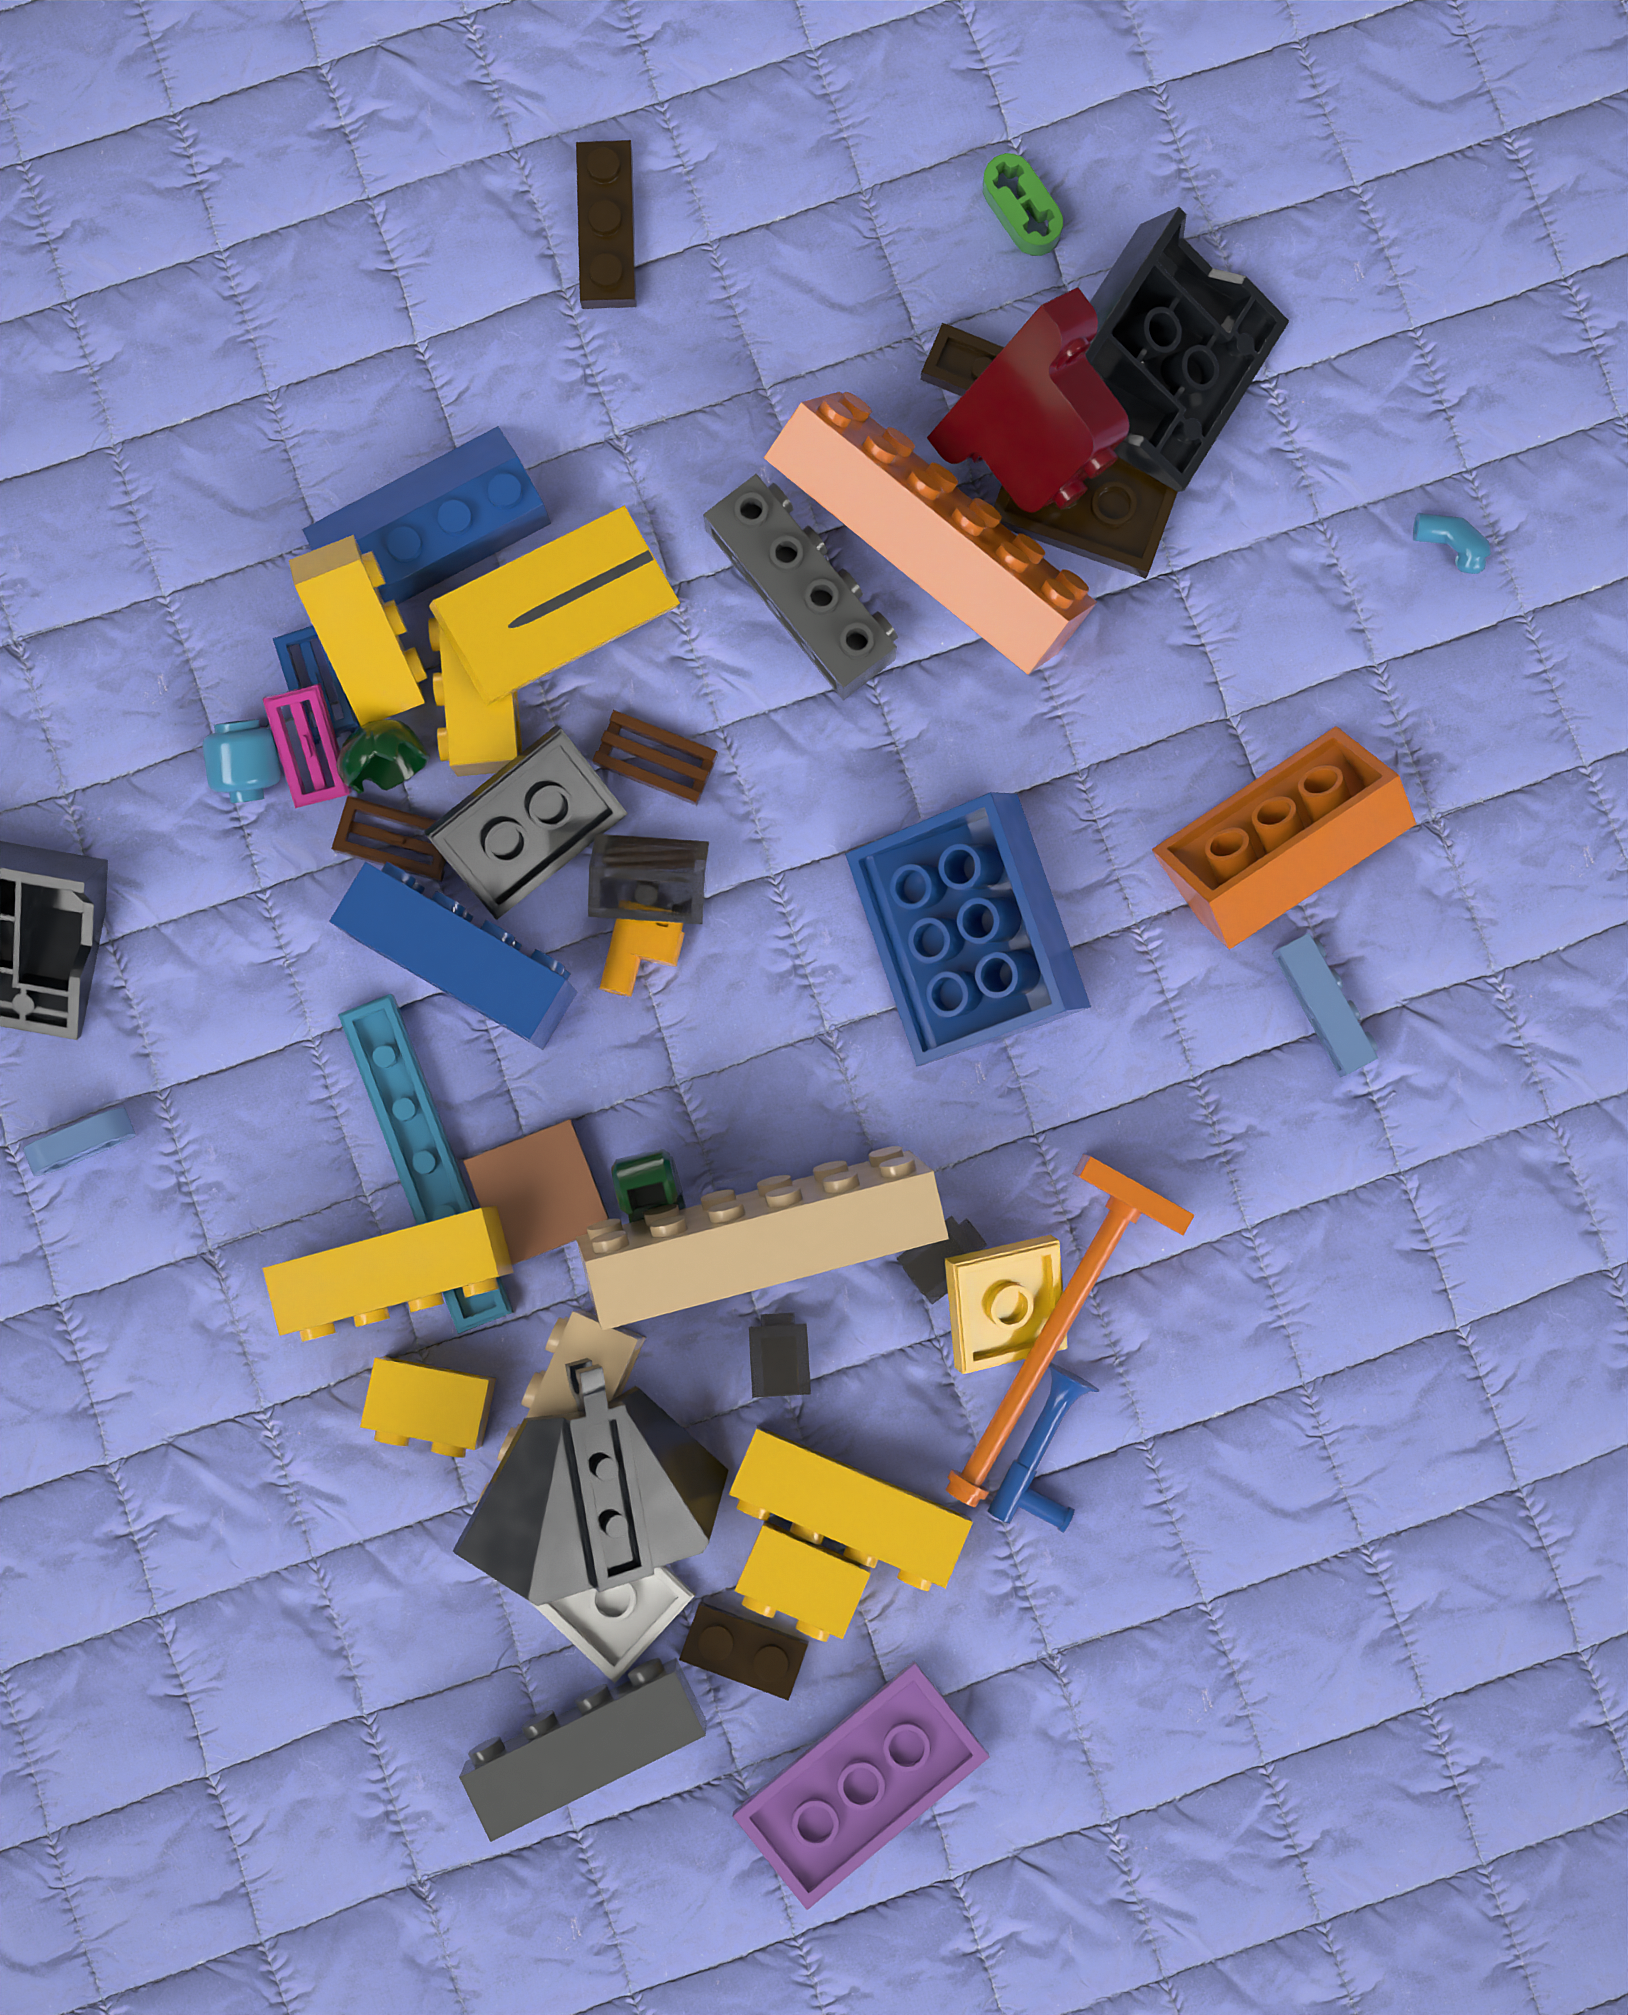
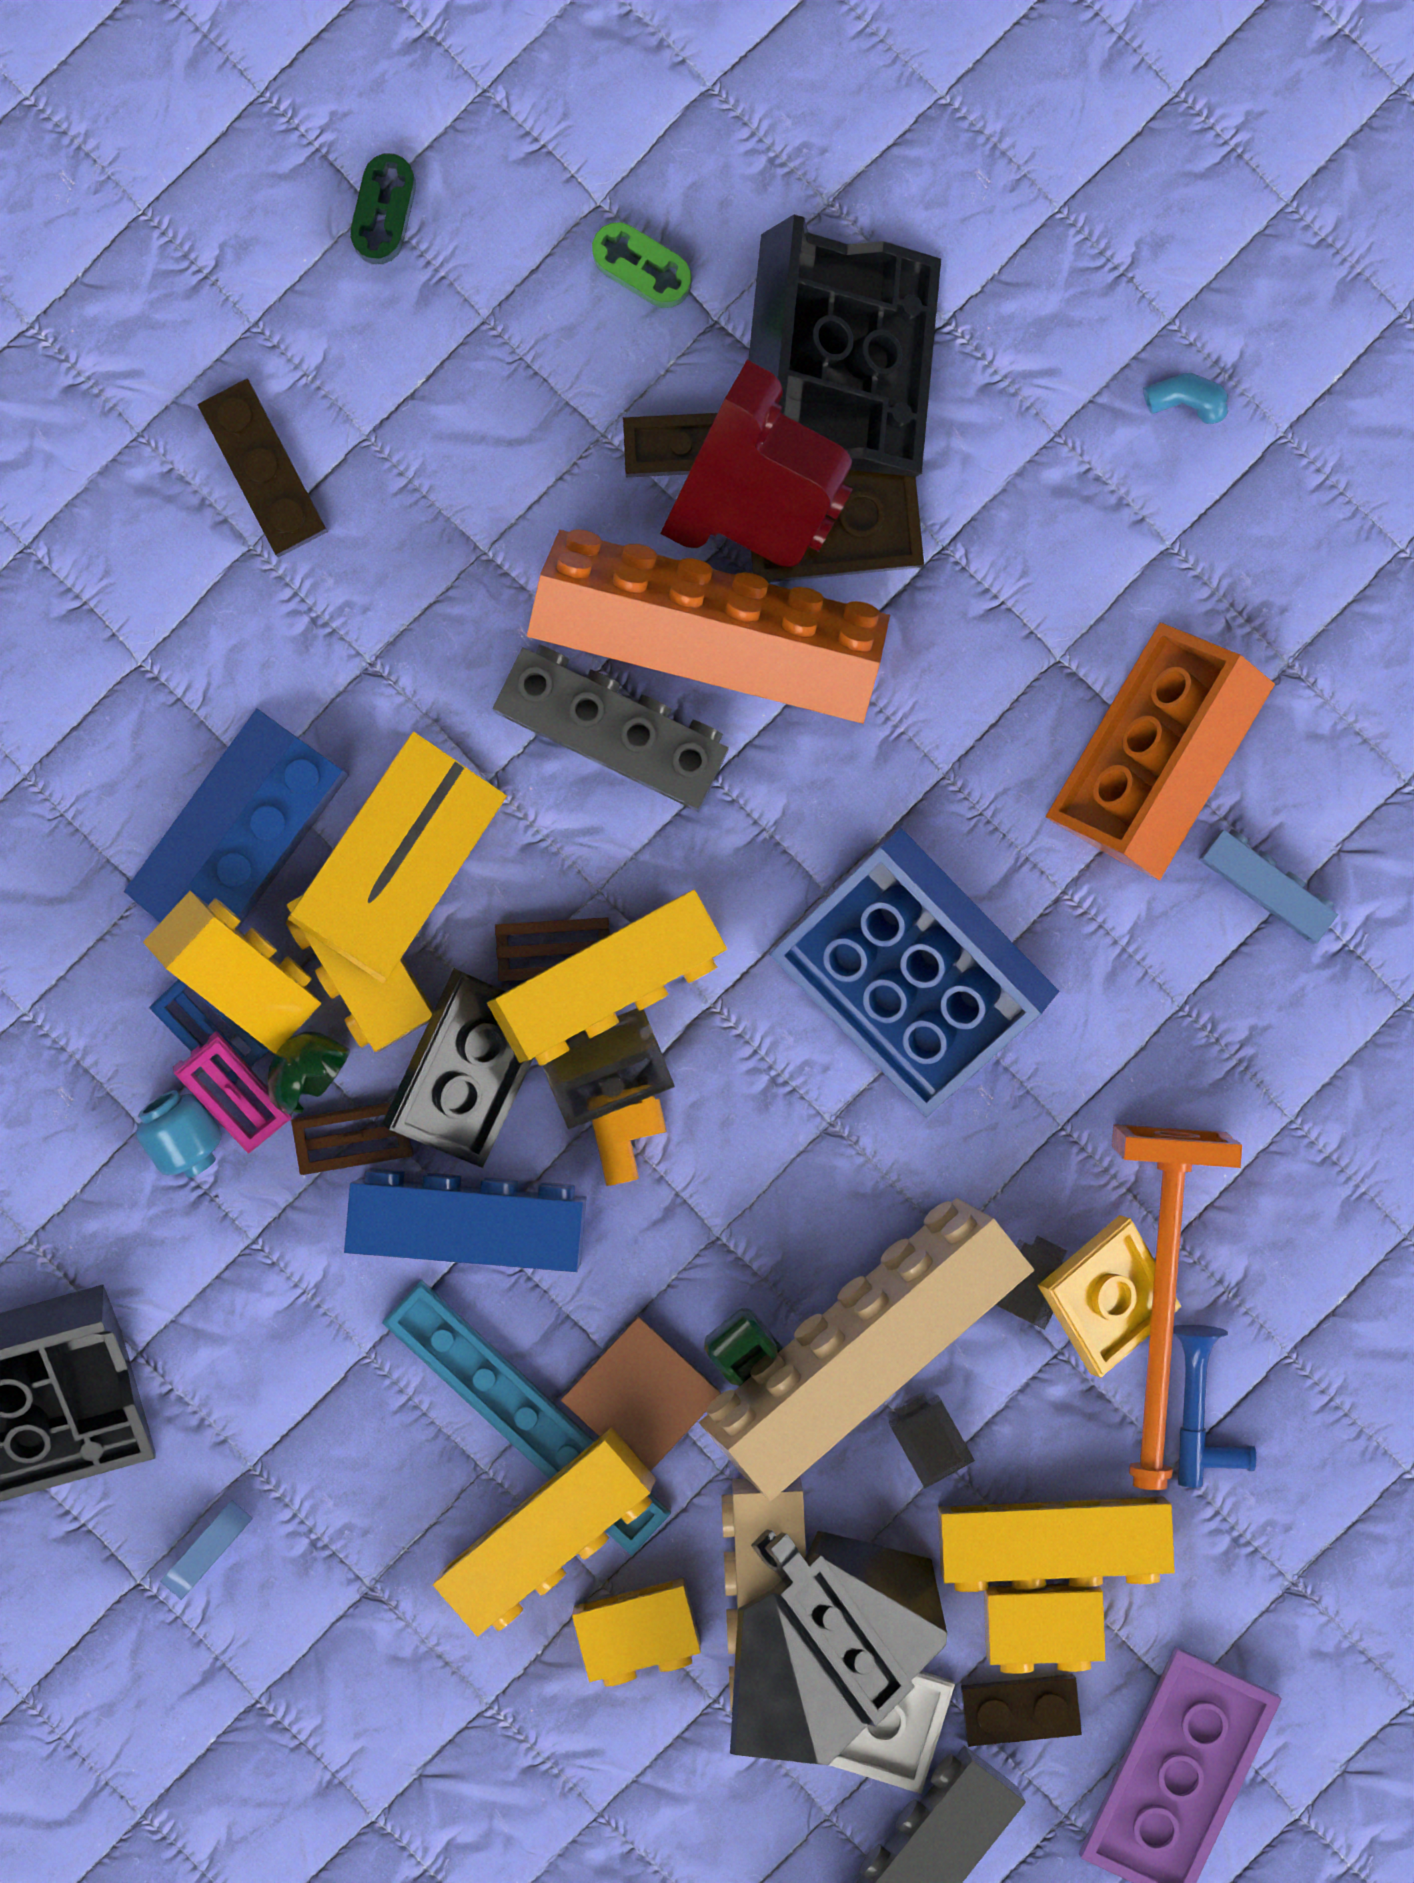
camera: 30 degrees left, 5 degrees up
(689, 797) = (607, 977): none -> yellow brick
(810, 47) = (370, 205): none -> dark green beam

